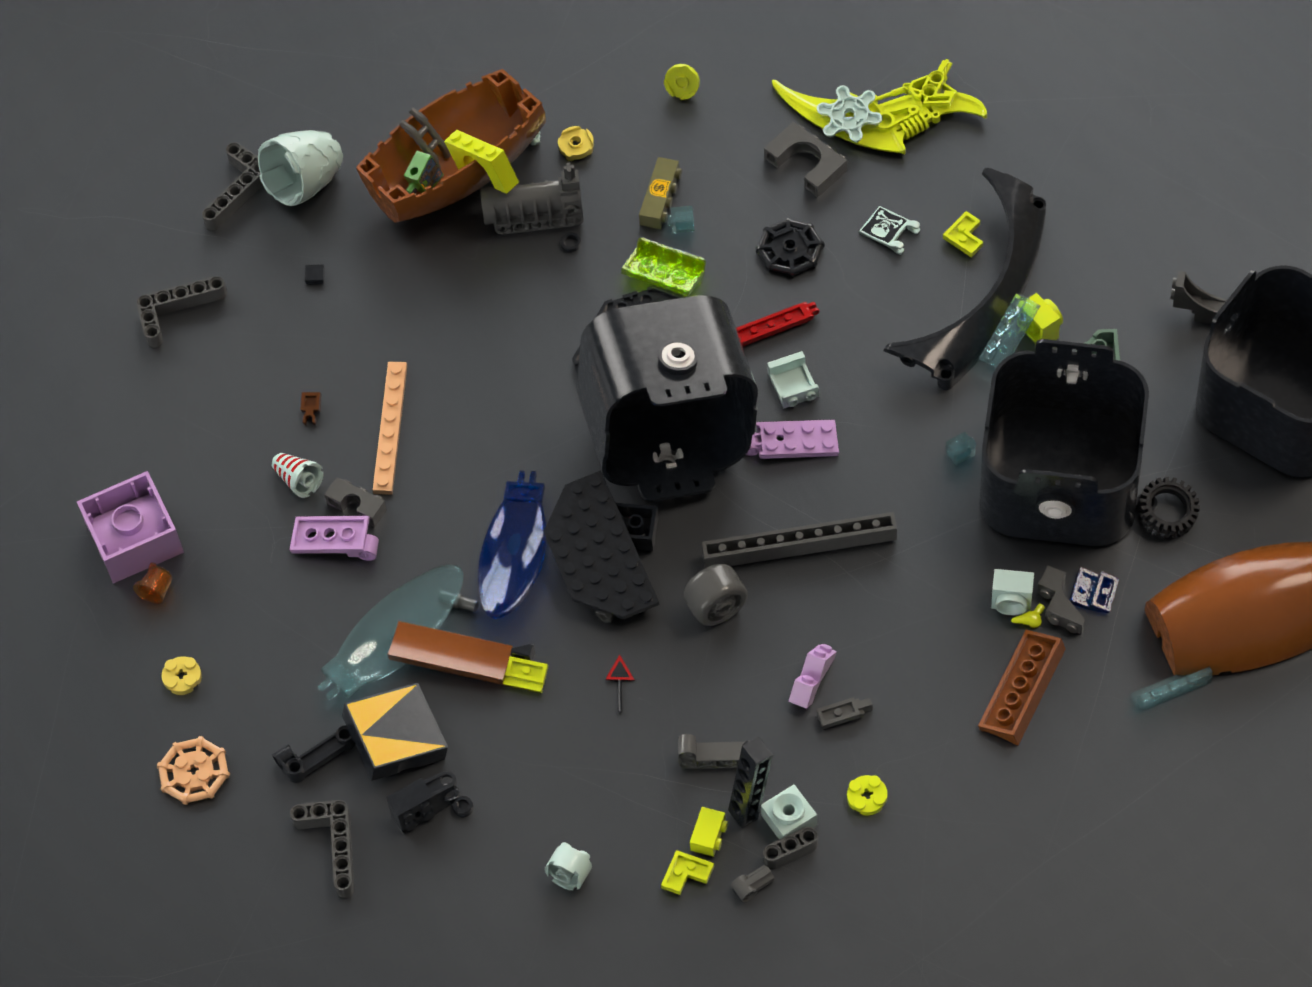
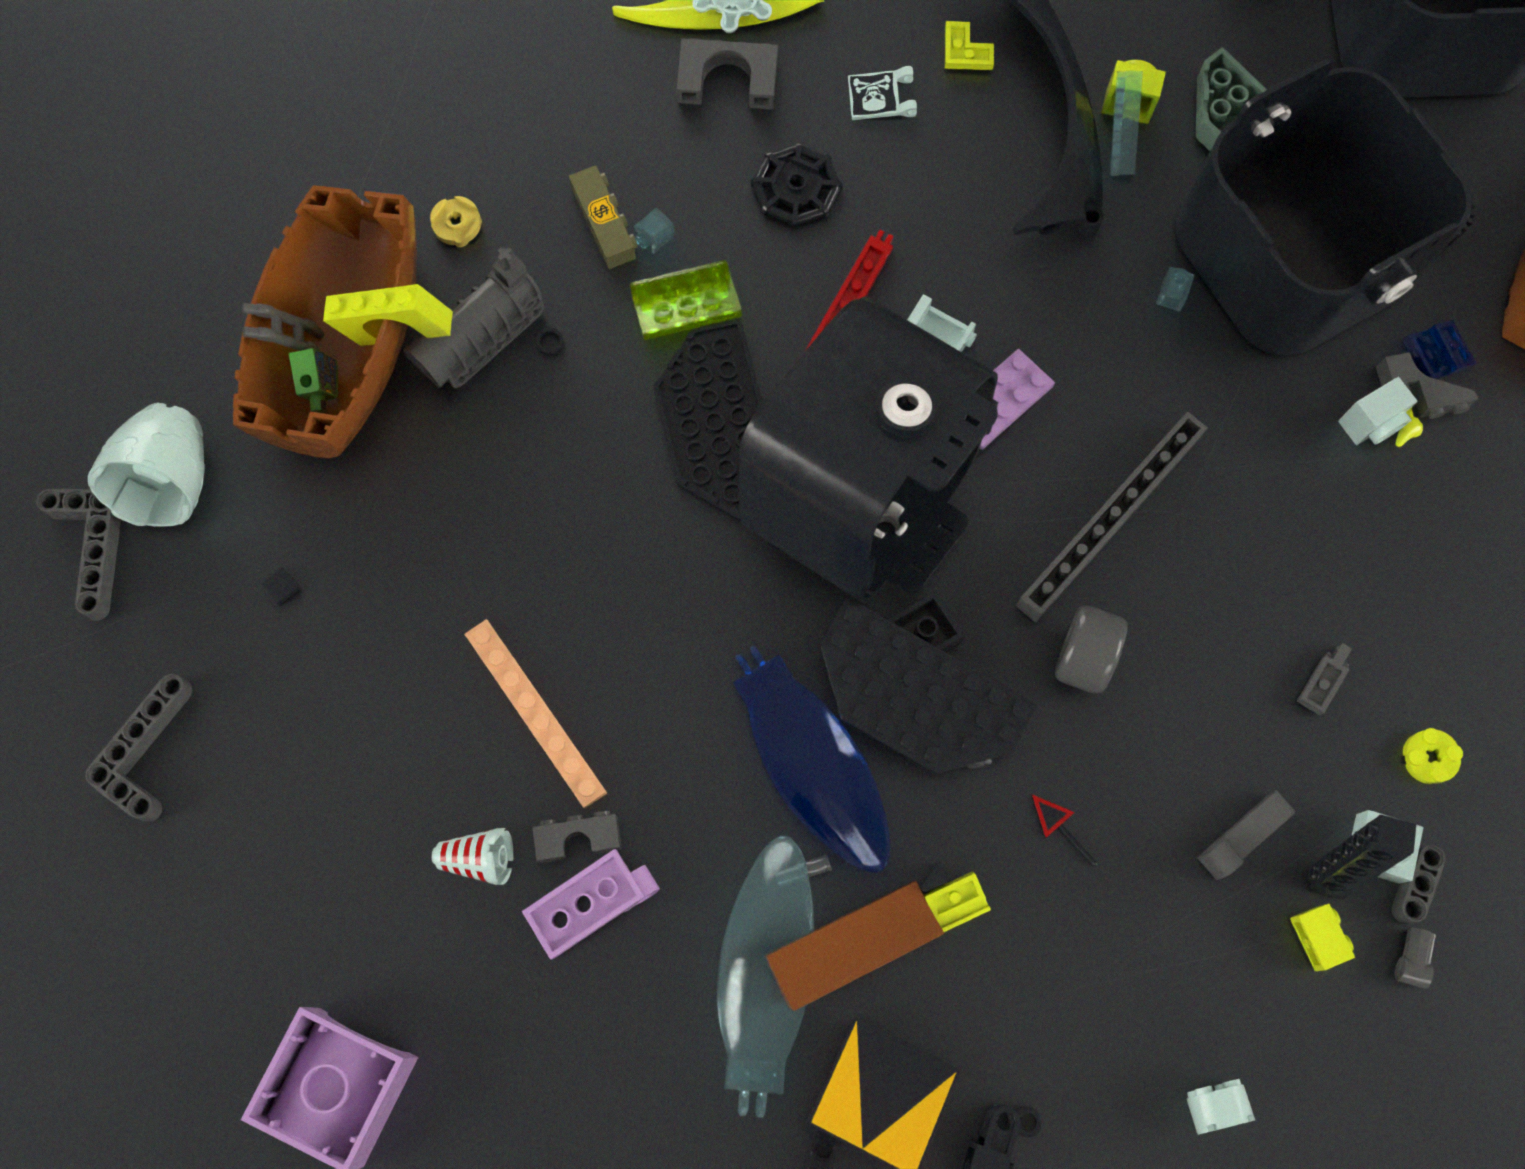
camera: 45 degrees left, 15 degrees up
(154, 584) = (421, 1133): clear orange hat -> none
(310, 404) = (416, 754): reddish brown plate -> none
(681, 81) = (518, 71): neon yellow tile -> none
(684, 867) = (1329, 1002): neon yellow plate -> none
(813, 671) = (1261, 655): lavender arch -> none
(1022, 686) = (1470, 511): dark orange arch -> none

